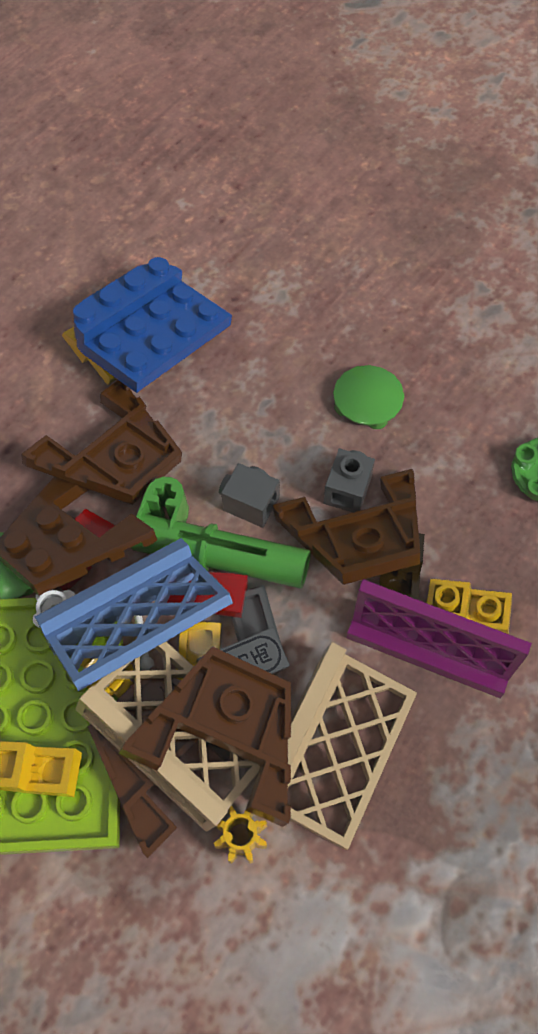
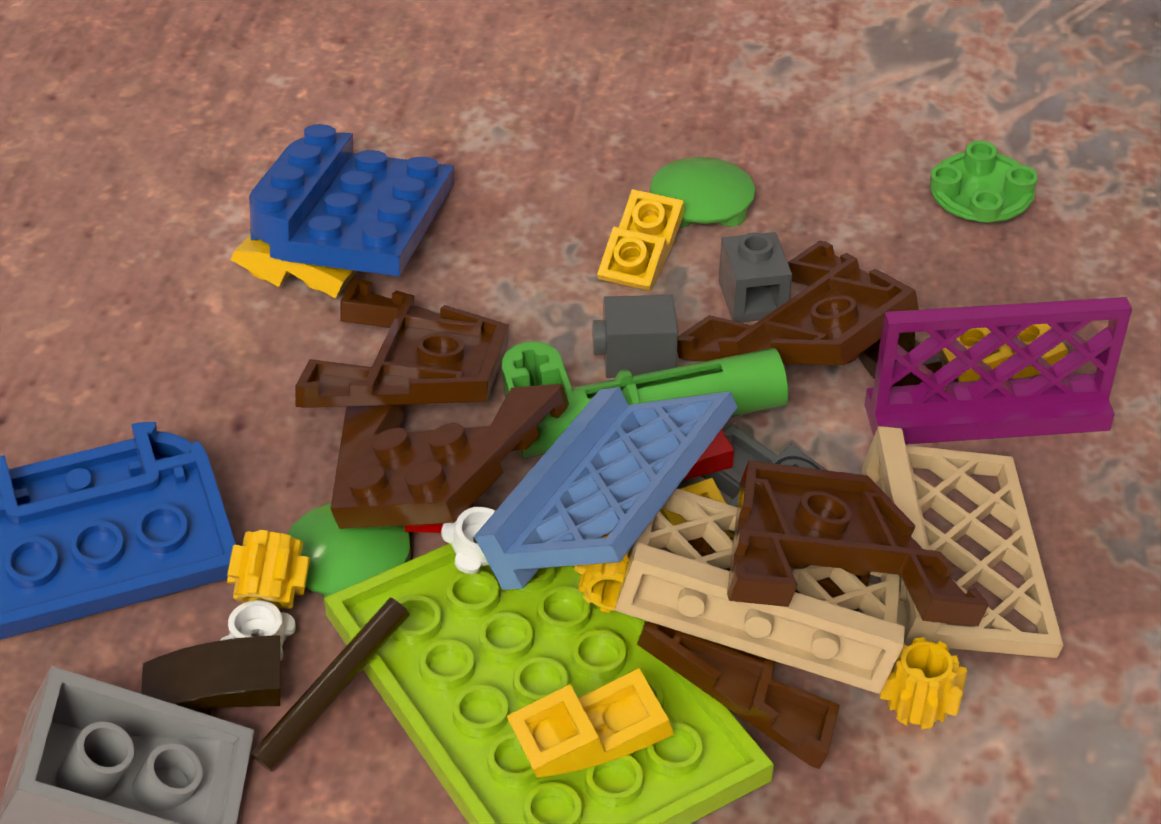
camera: 30 degrees left, 20 degrees down
(304, 422) = (642, 241): none -> yellow slope

